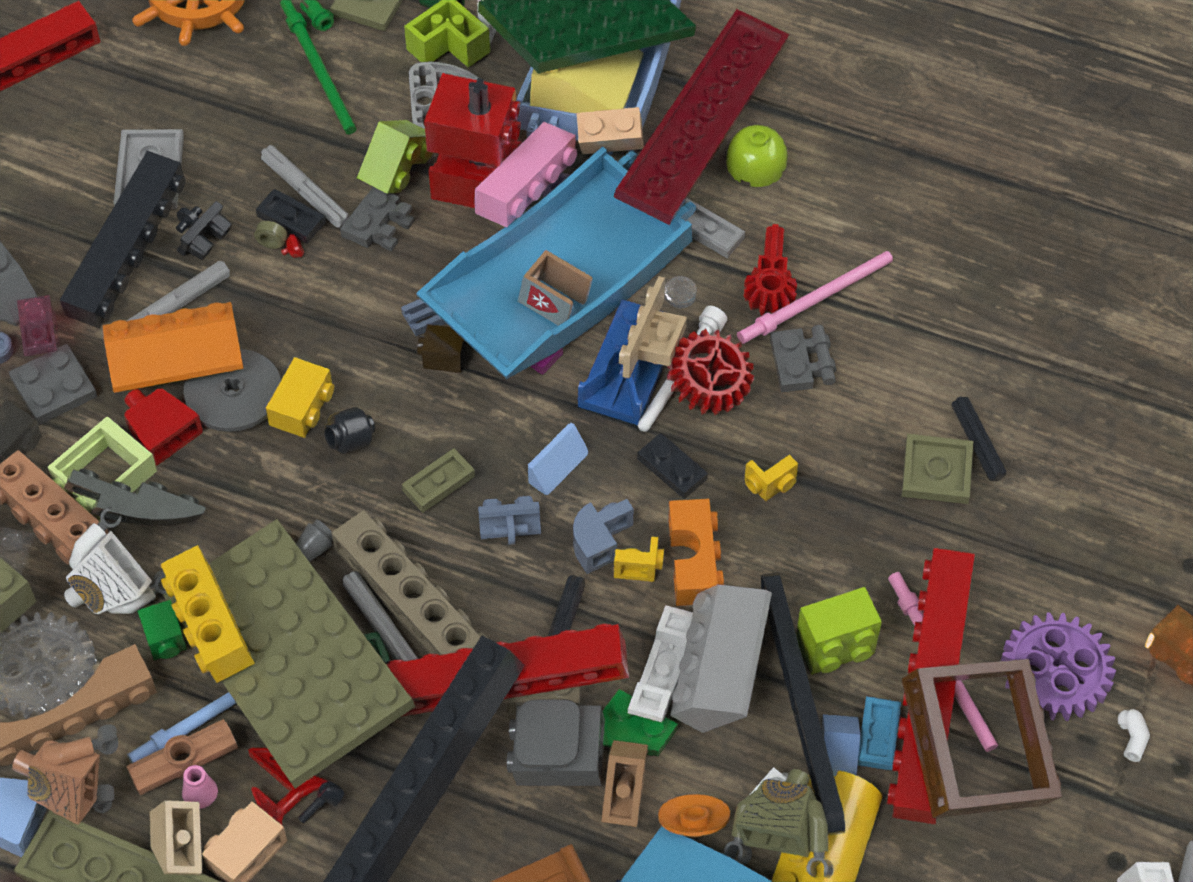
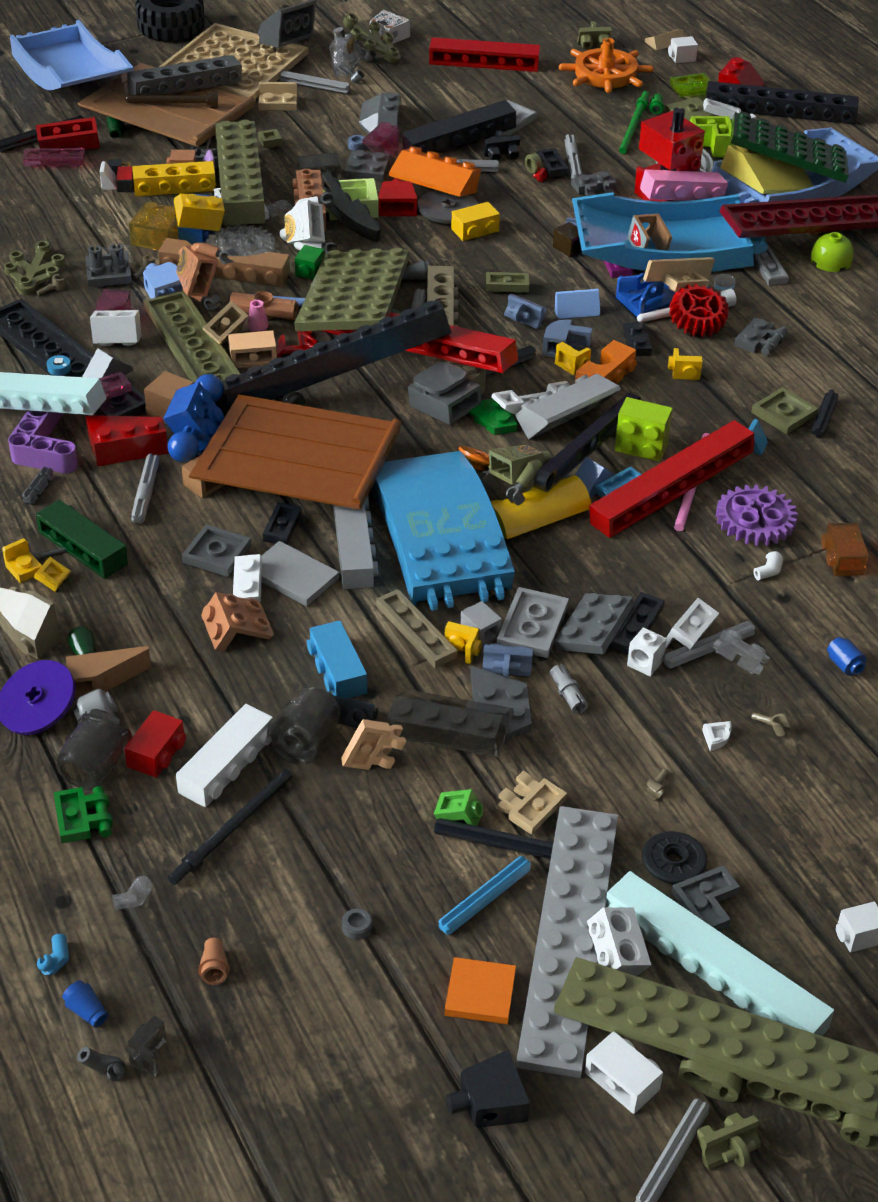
camera: 40 degrees right, 15 degrees down
(206, 614) = (330, 255): yellow brick -> none
(349, 430) = (485, 243): black head -> none
(392, 153) = (625, 159): lime brick -> none
(611, 129) = (749, 186): light nougat brick -> none
(624, 783) = (461, 426): medium nougat slope -> none
(768, 322) = (755, 310): bright pink bar -> none
(771, 283) = (780, 298): red gear -> none
(934, 748) = (648, 533): reddish brown window -> none
(945, 536) = (760, 439): none -> dark azure slope

